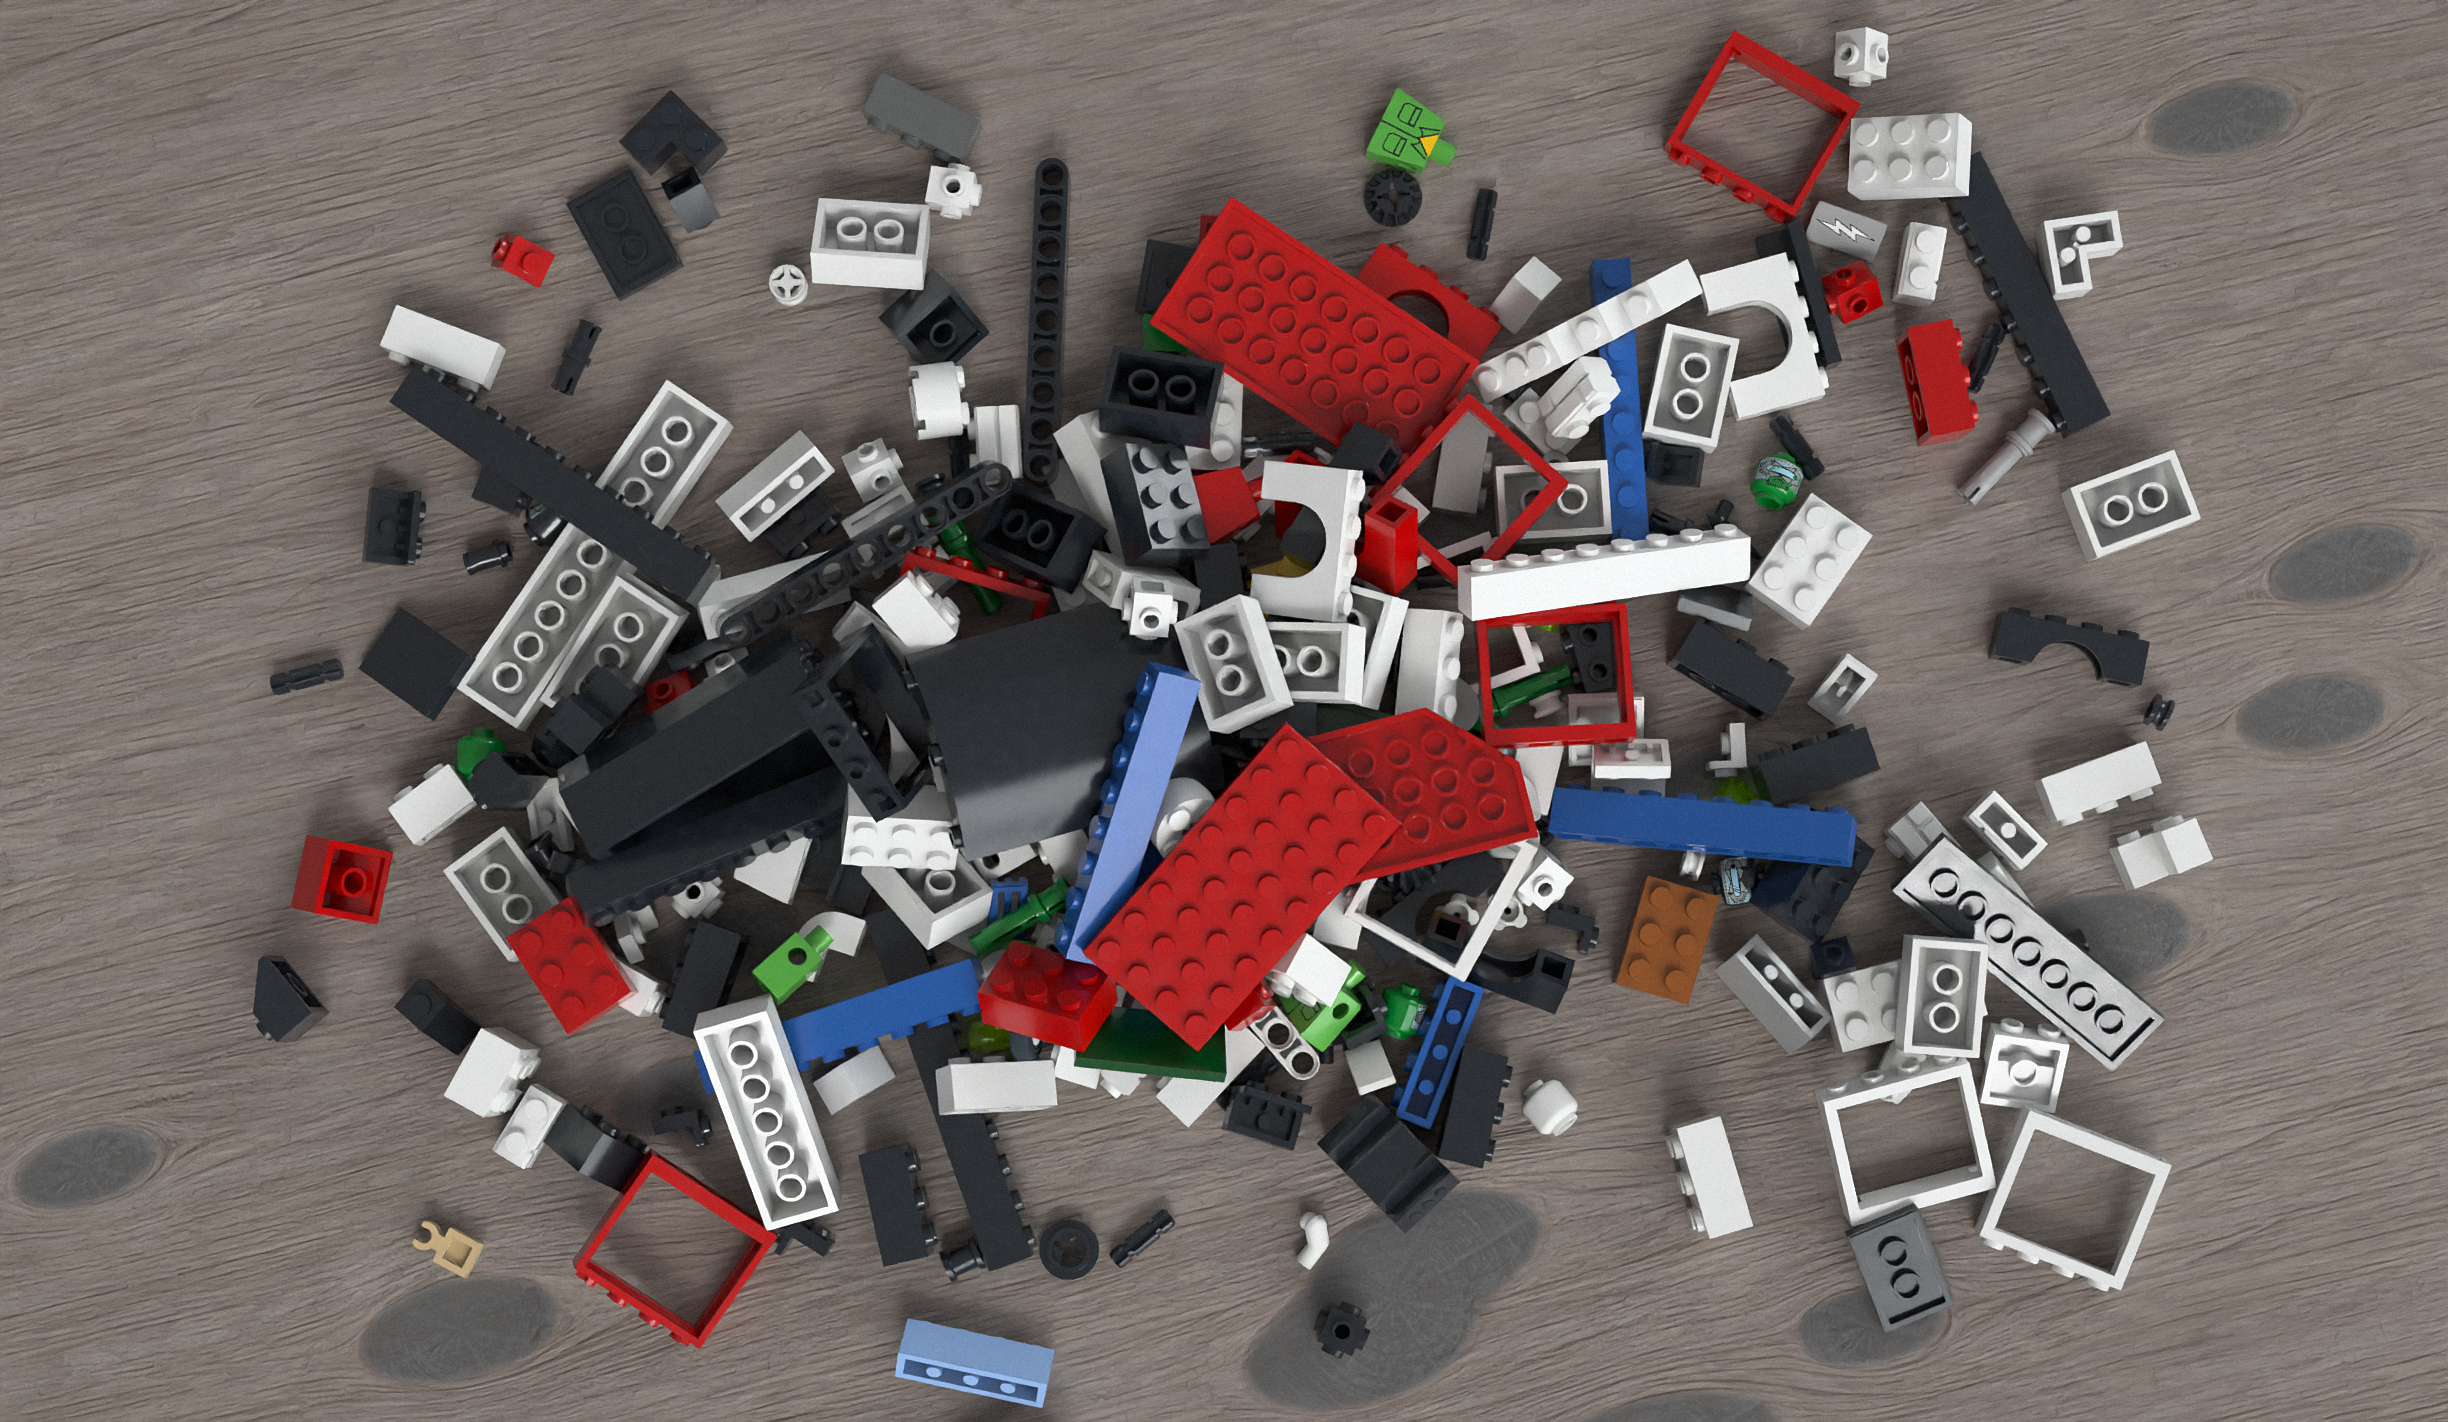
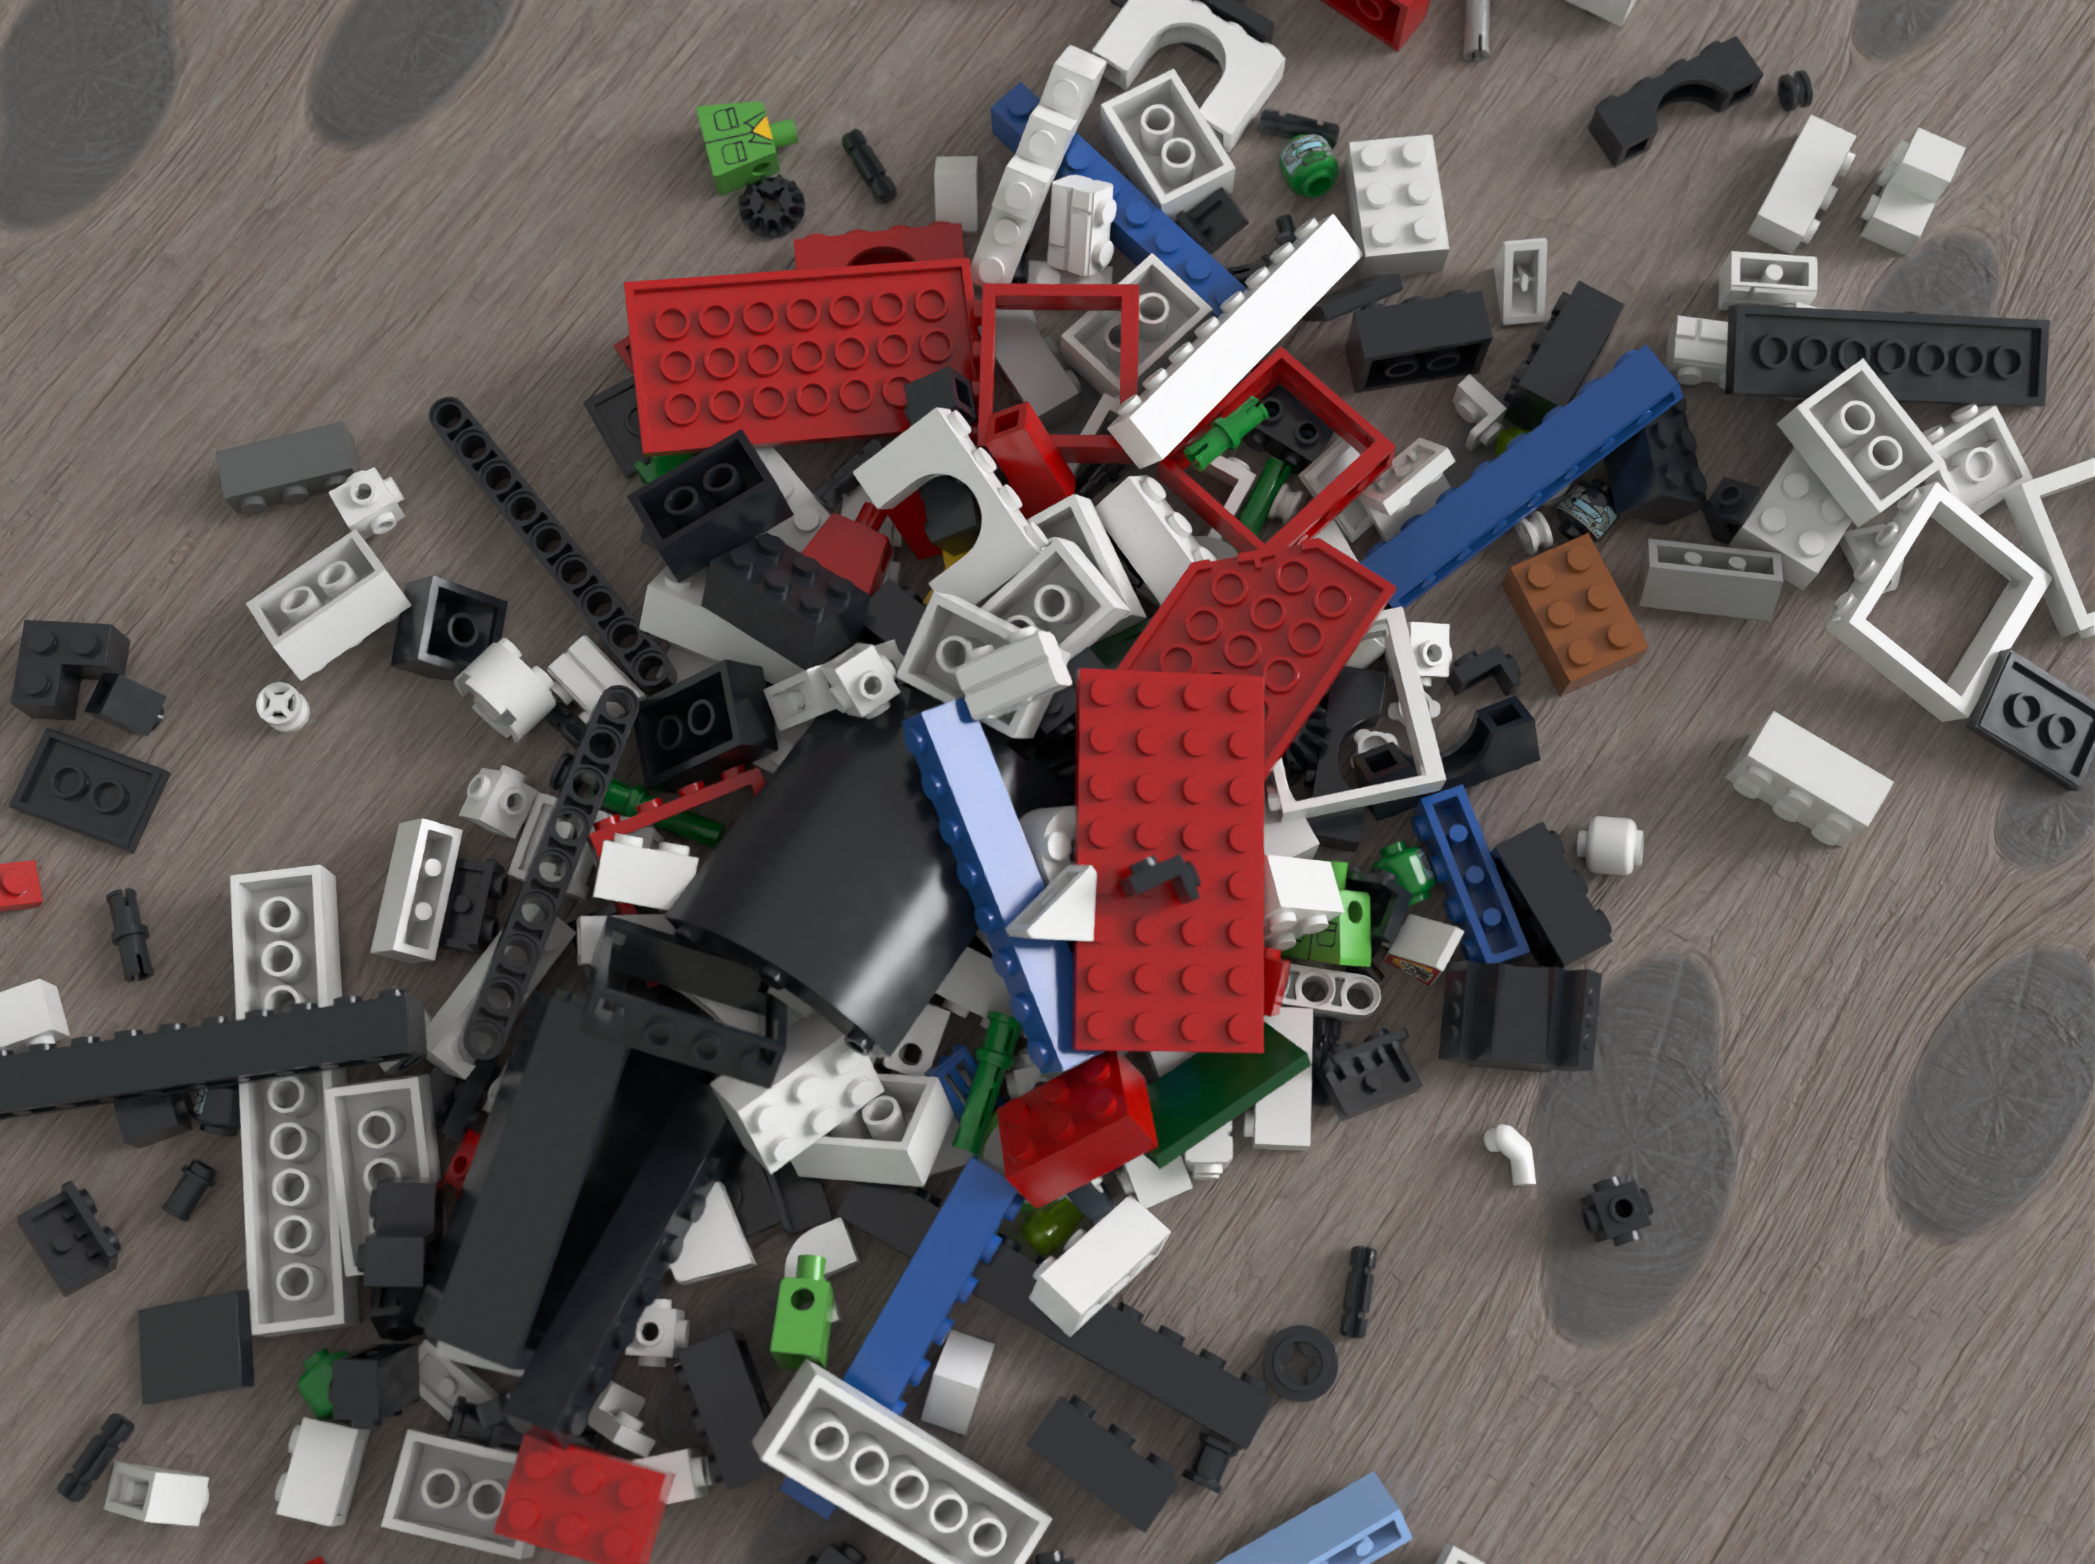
camera: 40 degrees left, 10 degrees down
(325, 731) = (157, 1494): none -> white slope
(1144, 862) = (1062, 909): none -> white slope
(1217, 890) = (1150, 873): none -> black bracket
(1237, 695) = (1013, 674): none -> white brick
(1534, 634) = (1226, 433): none -> green pin

